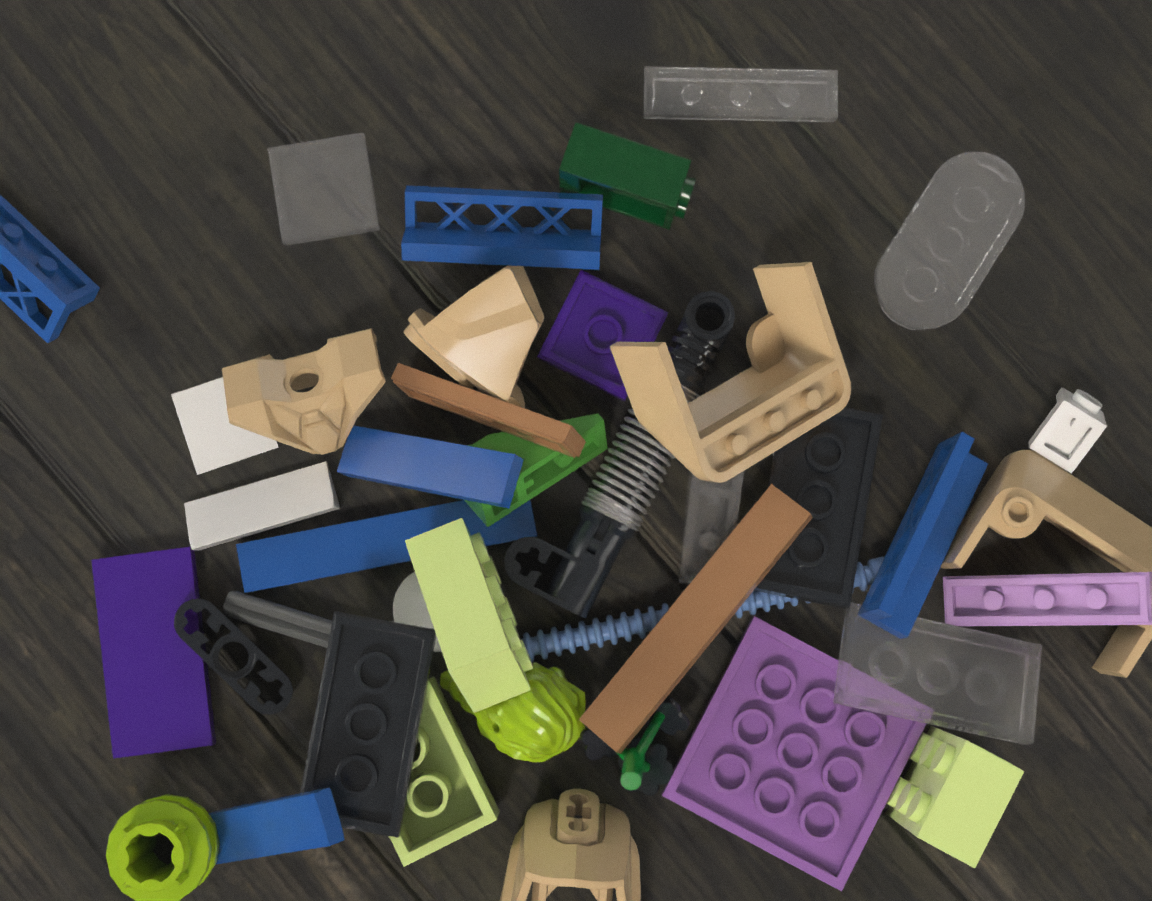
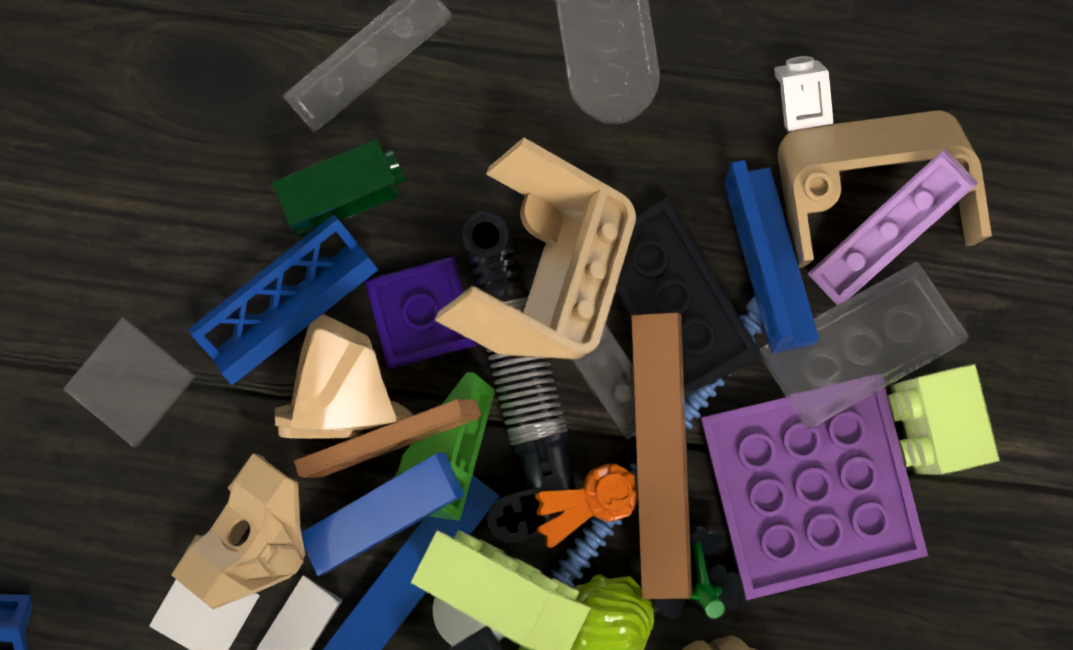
camera: 40 degrees left, 0 degrees up
(624, 609) = (606, 494): none -> orange piece

